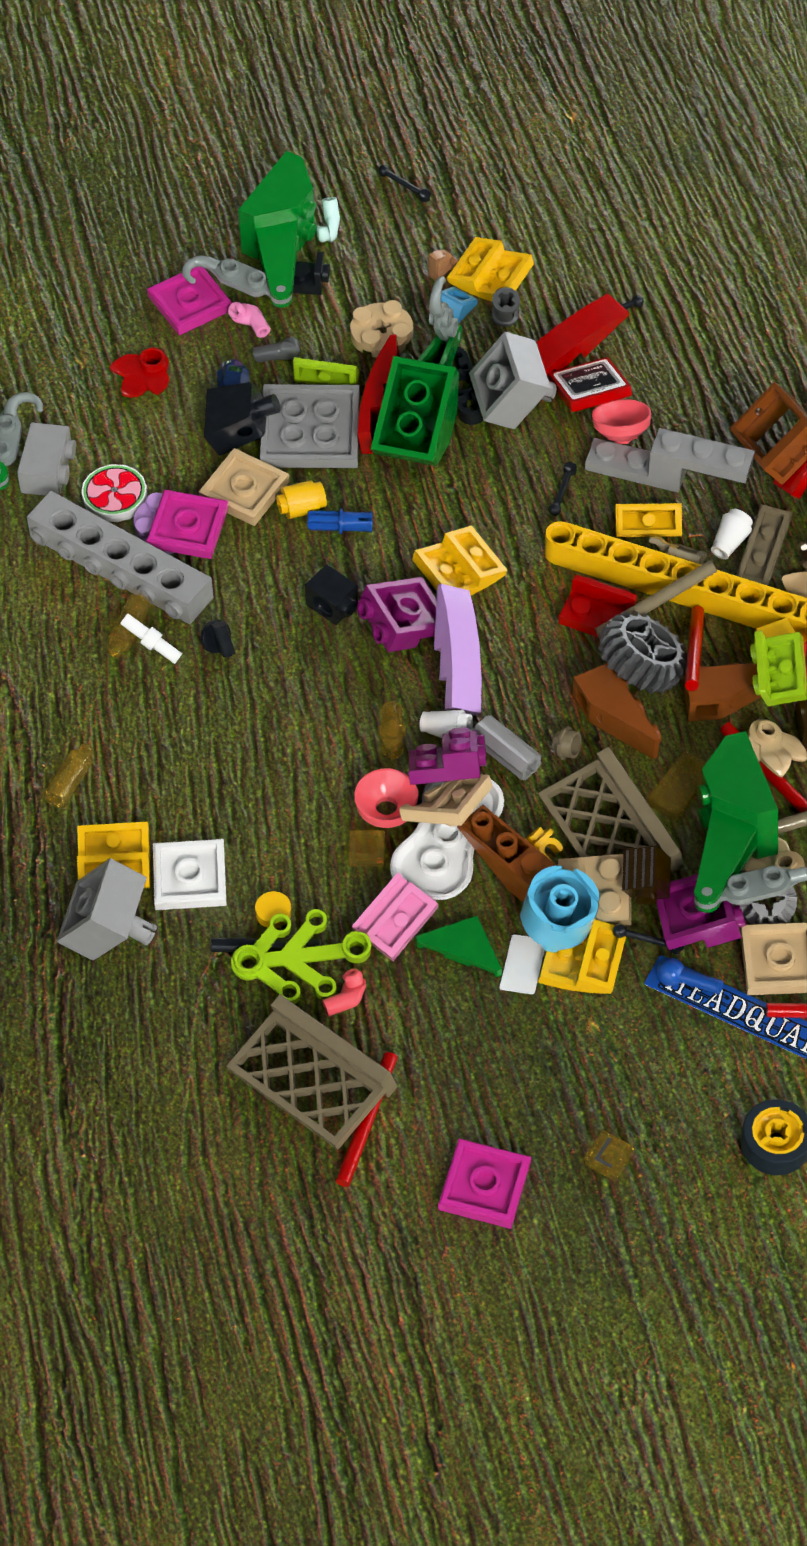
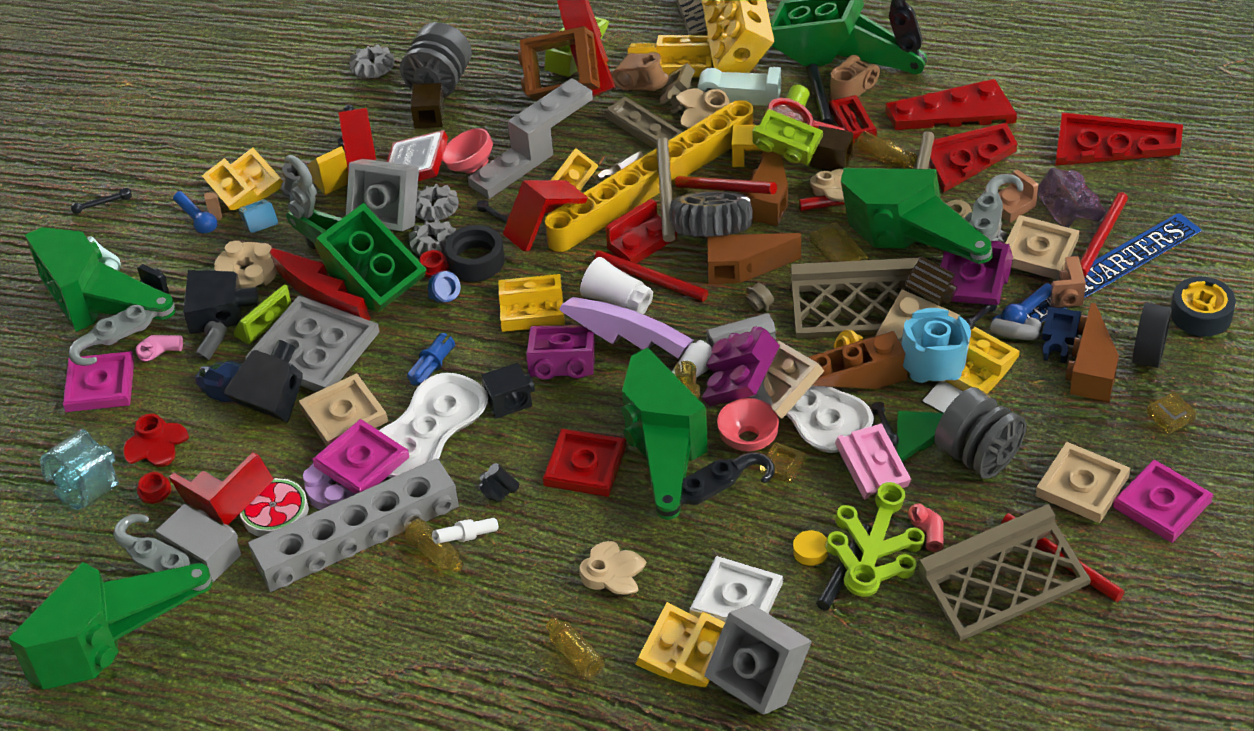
camera: 60 degrees left, 10 degrees down
(70, 337) = (79, 470): none -> clear light blue brick
(90, 399) = (153, 488): none -> red plate
(99, 447) = (228, 498): none -> red panel
(173, 770) = (611, 568): none -> tan plate
(277, 556) = (435, 413): none -> white plate
(285, 694) = (584, 462): none -> red tile
(301, 498) = (388, 376): yellow brick -> none
(321, 327) = (215, 298): none -> black torso
(336, 736) = (672, 430): none -> green slope
(420, 269) = (203, 221): none -> blue bar
(434, 487) = (443, 287): none -> tile
(463, 466) = (434, 262): none -> red plate
(466, 988) = (980, 432): none -> dark grey wheel
(466, 1104) = (1082, 482): none -> tan plate
(479, 900) = (878, 408): none -> black hinge
(497, 471) = (472, 237): none -> black tyre
(500, 460) = (422, 242): none -> light grey gear
(506, 619) = (613, 286): none -> white plant
(534, 322) = (329, 171): none -> yellow slope
(543, 438) = (445, 205): none -> light grey gear
(551, 644) = (654, 276): none -> red bar
(569, 503) = (531, 204): none -> red panel
(636, 1061) = (1096, 359): none -> dark orange slope
(644, 979) = (1015, 330): none -> light grey arm
(668, 1017) = (1059, 330): none -> dark blue plate
(673, 358) = (427, 105): none -> dark brown brick
(688, 1096) = (1151, 335): none -> black tyre
(715, 293) = (364, 68): none -> light grey gear
(731, 533) = (619, 132): white cone -> none
(732, 331) = (436, 56): none -> dark grey wheel
(737, 1006) = (1071, 285): none -> nougat bracket

